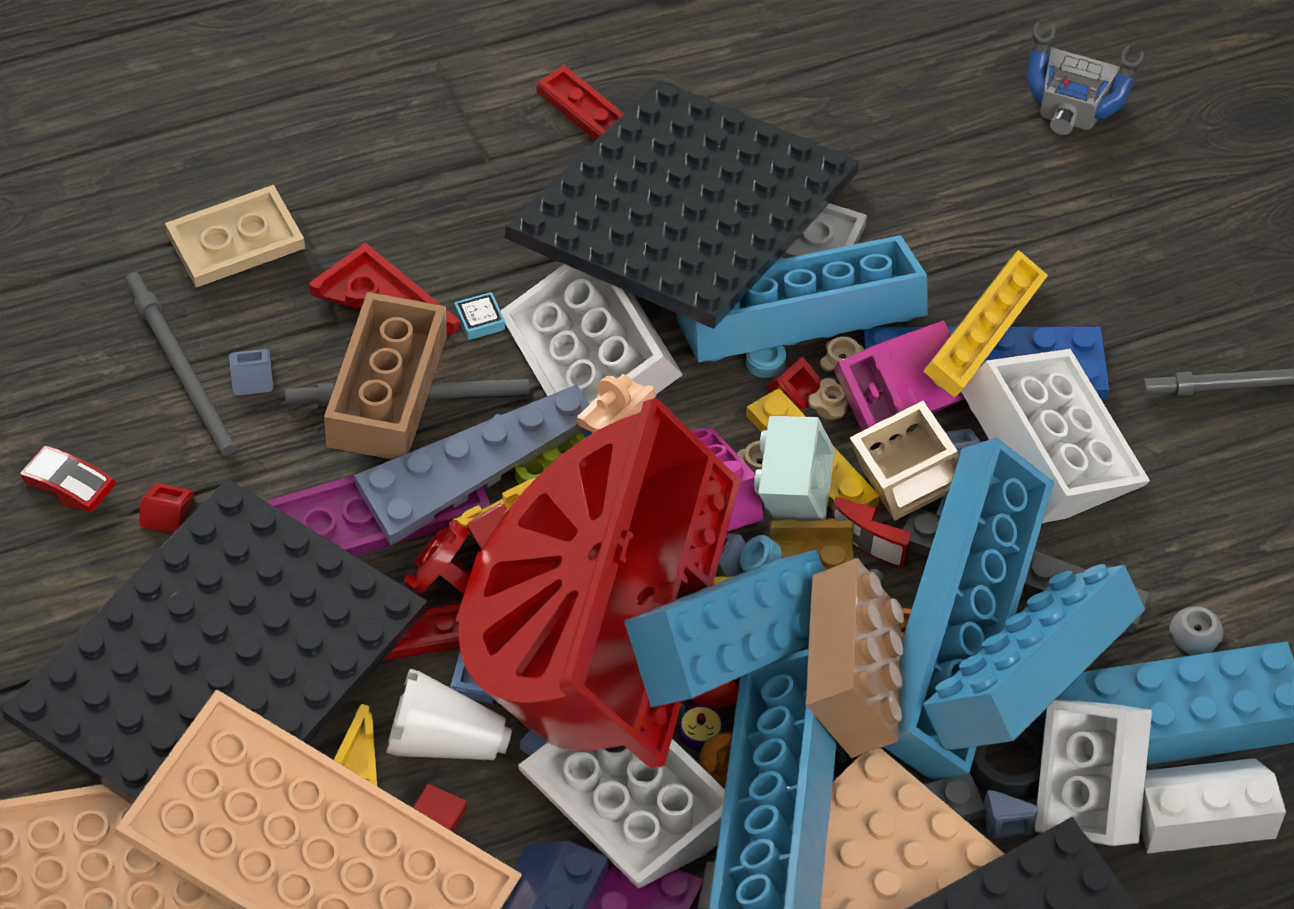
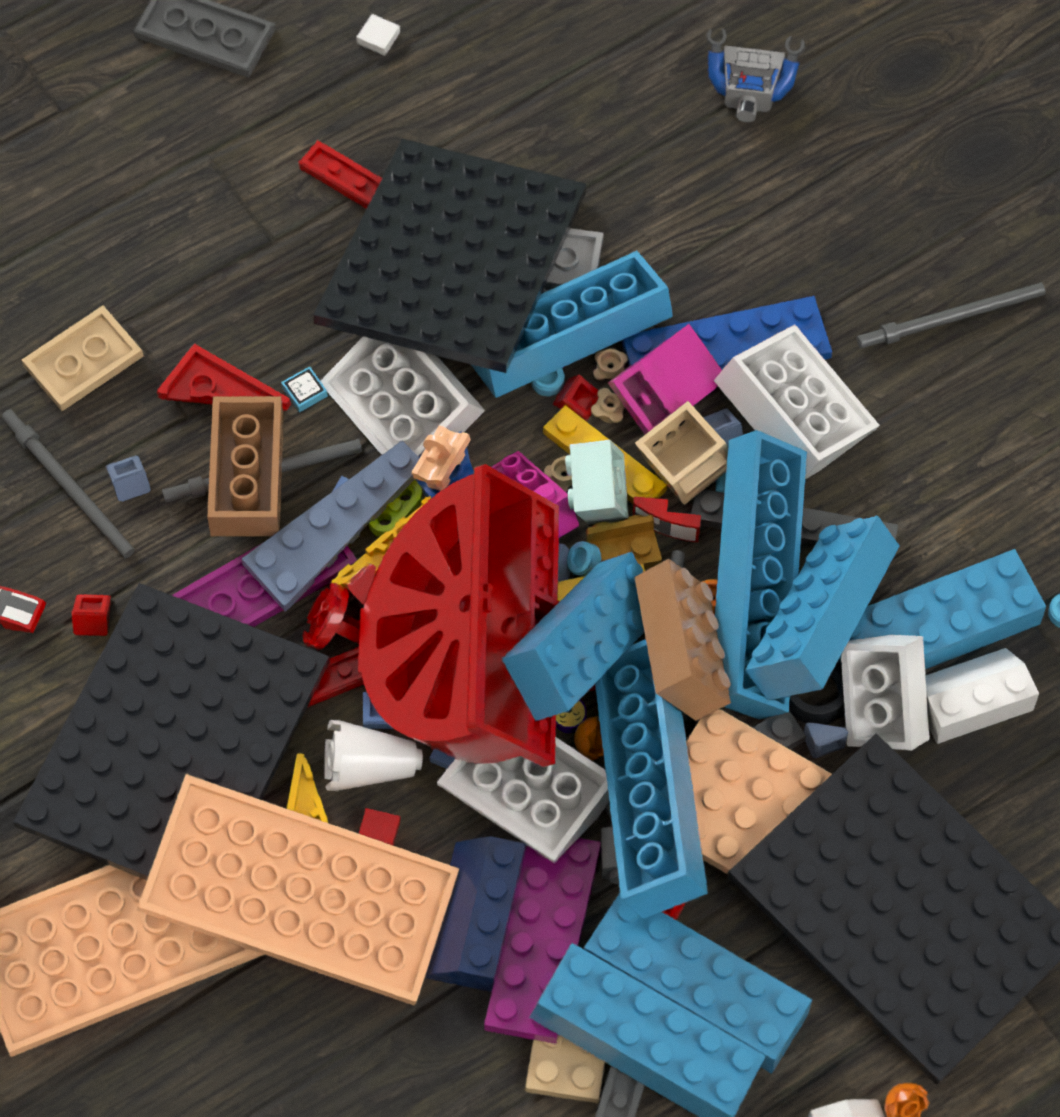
camera: 10 degrees left, 10 degrees up
(985, 324) = (723, 317): yellow plate -> none
(1195, 641) = (940, 558): light grey plate -> none

